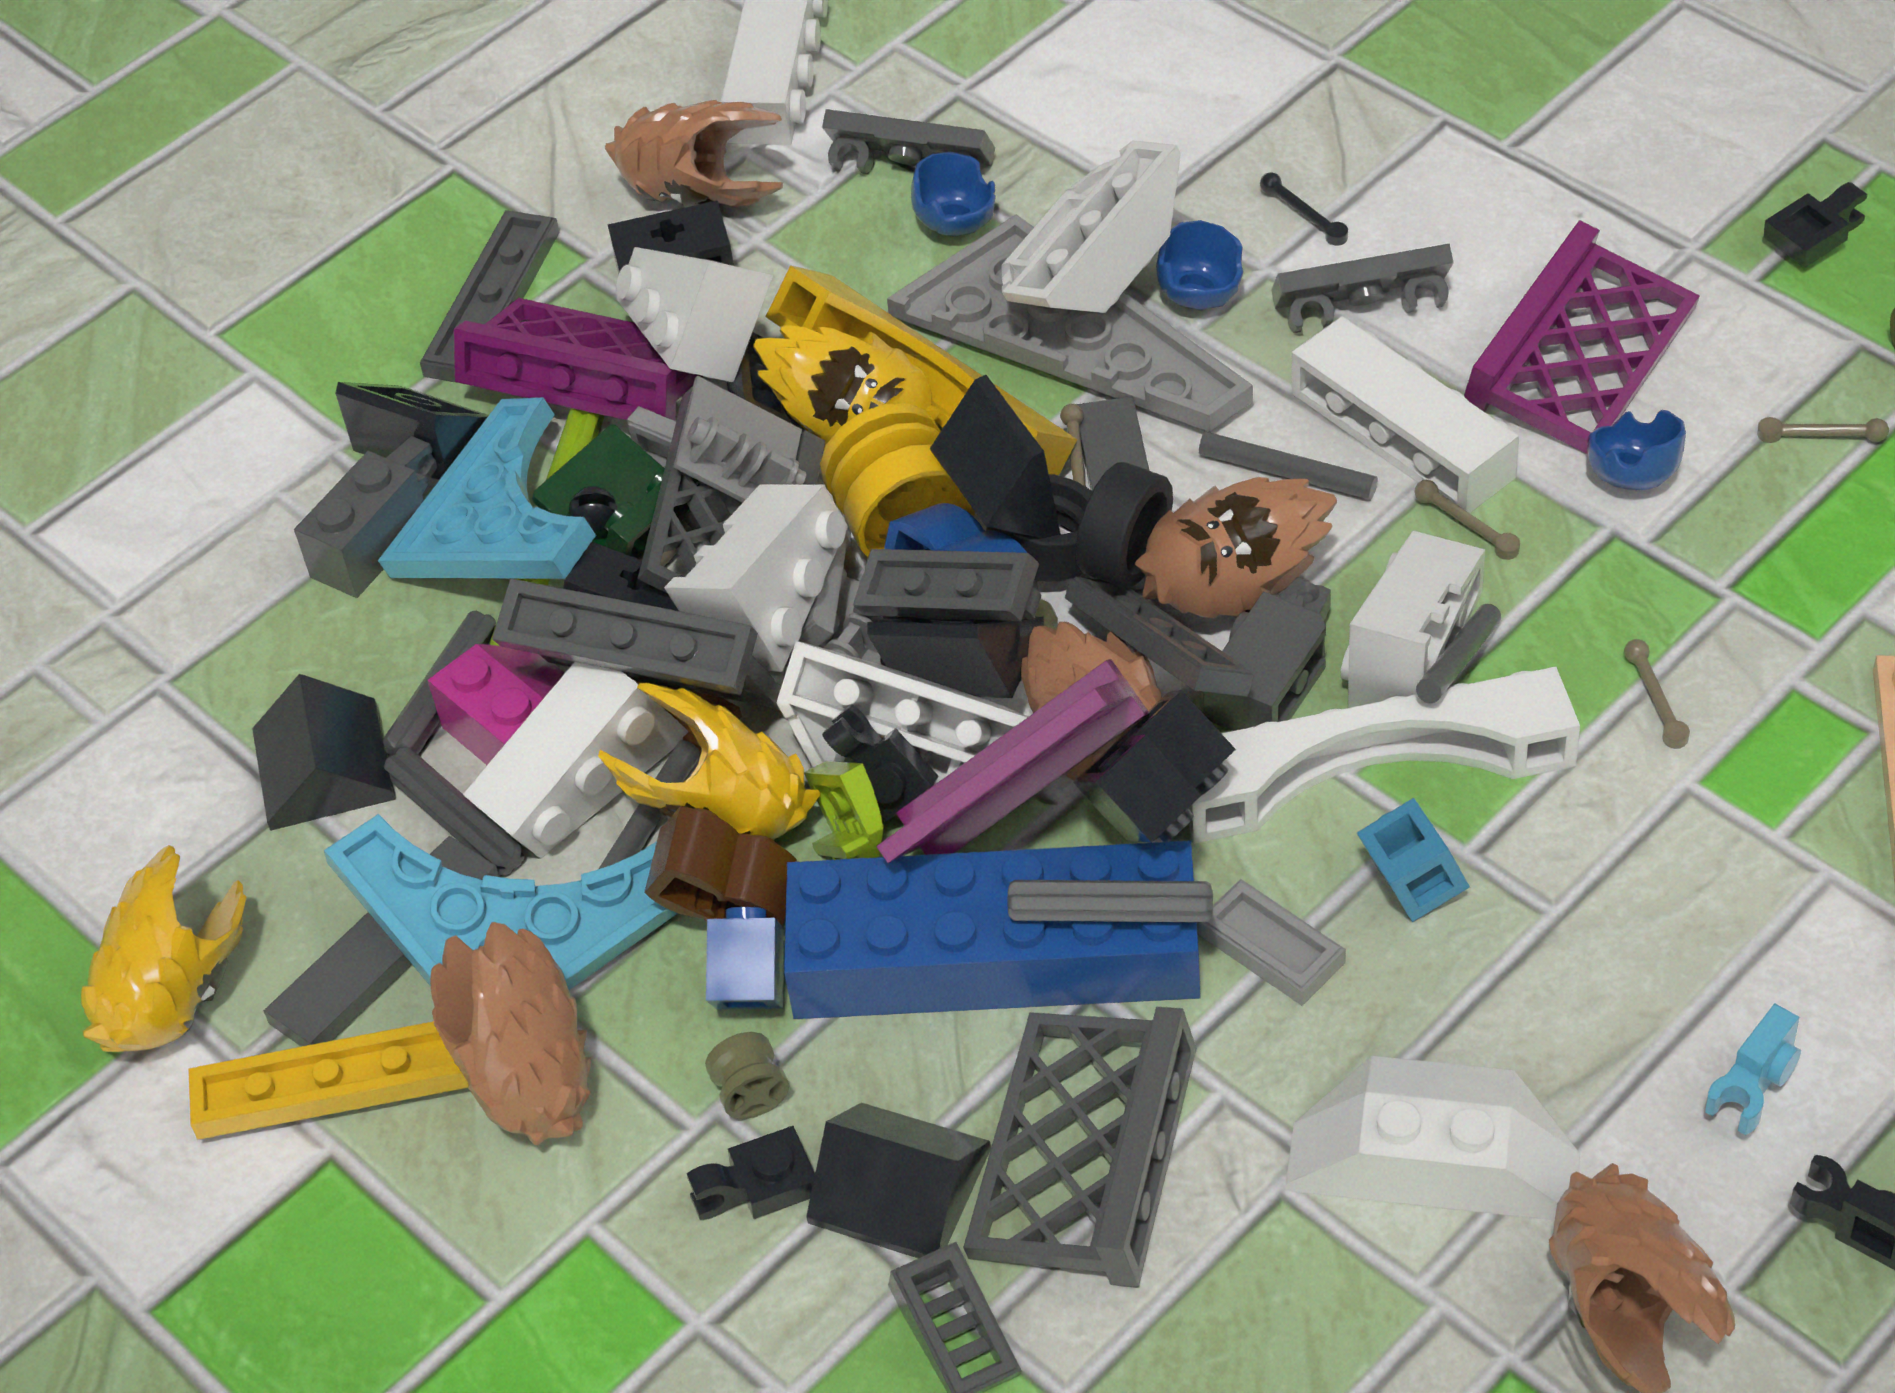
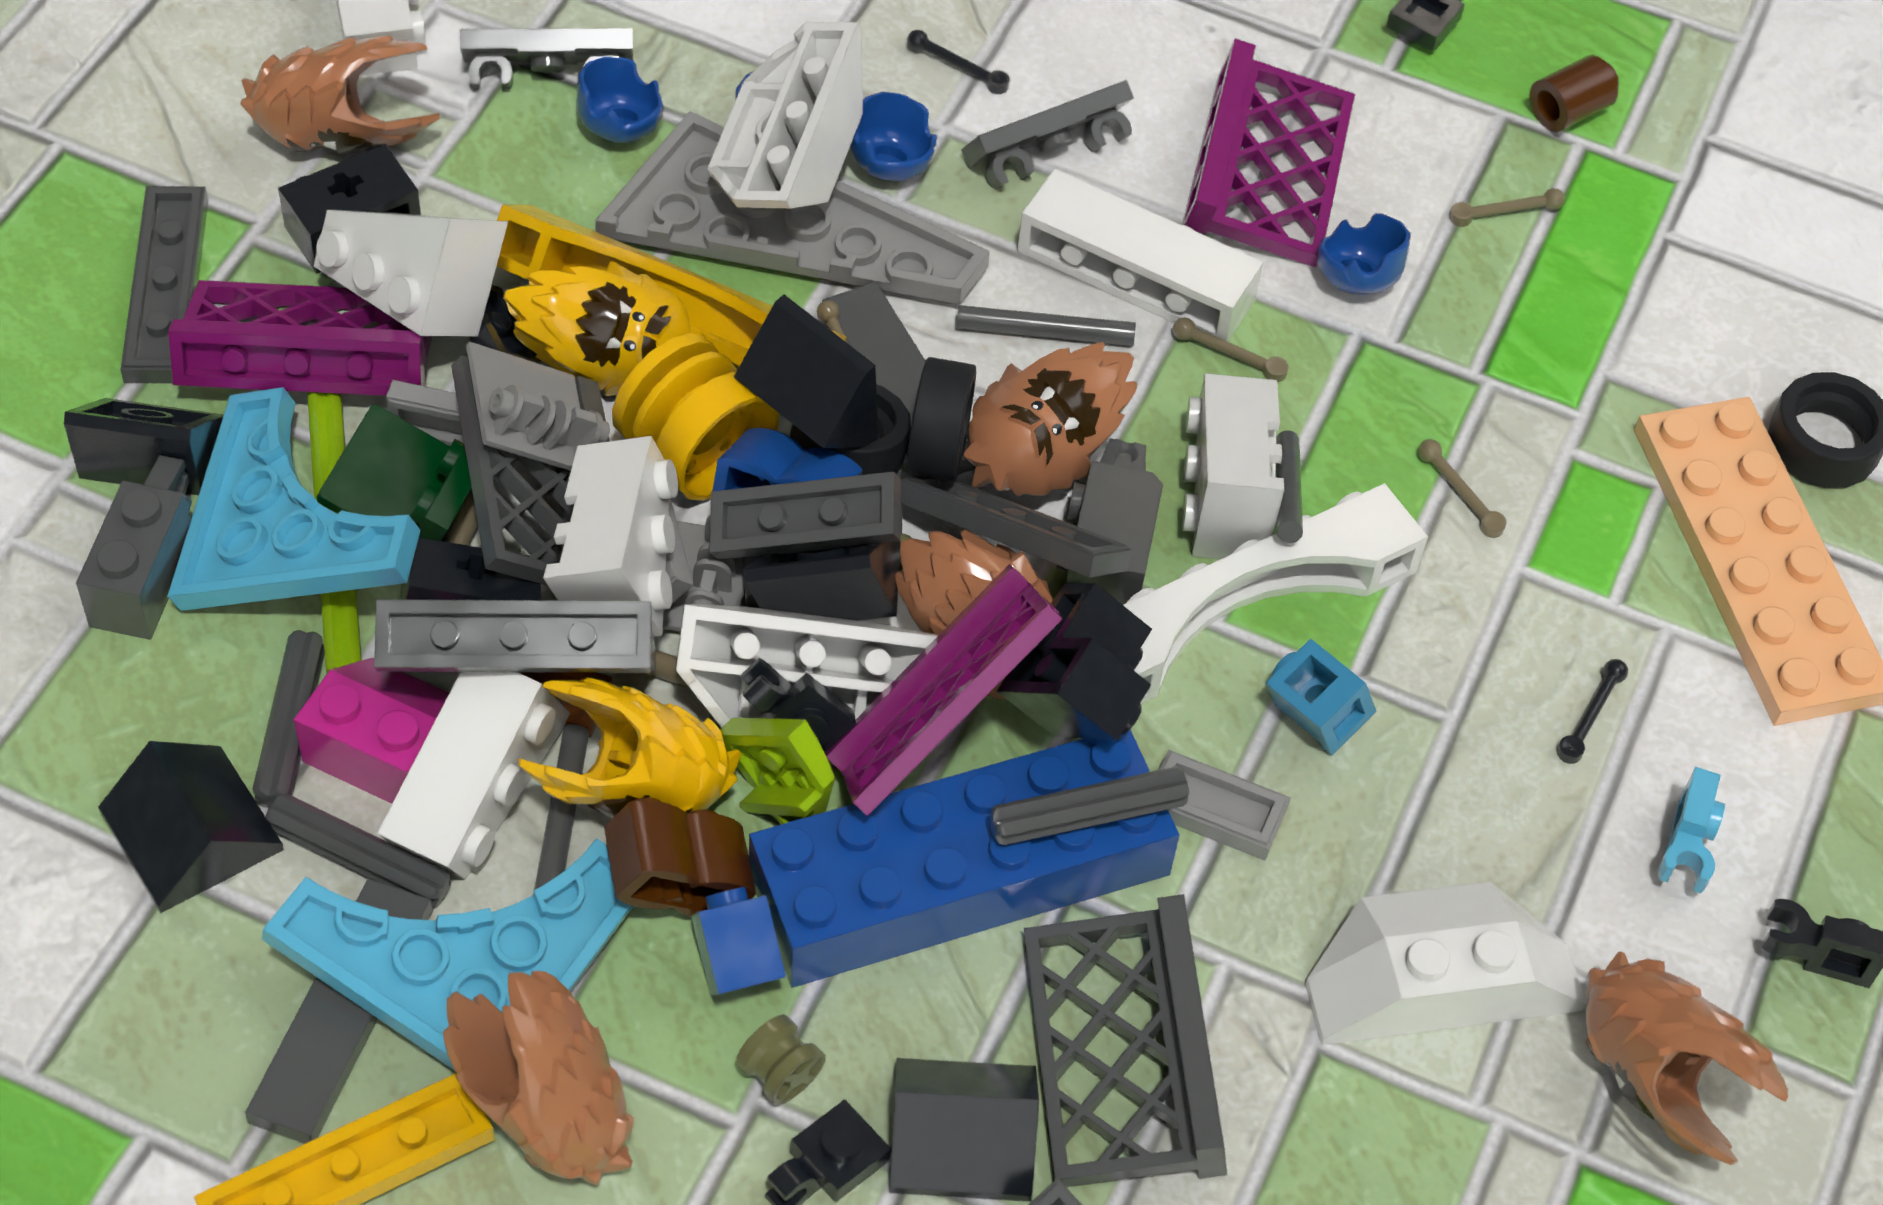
camera: 30 degrees left, 5 degrees up
(151, 967) = (116, 1085): yellow head -> none
(598, 508) = (399, 504): black hinge -> none
(1668, 965) = (1572, 747): none -> black hinge

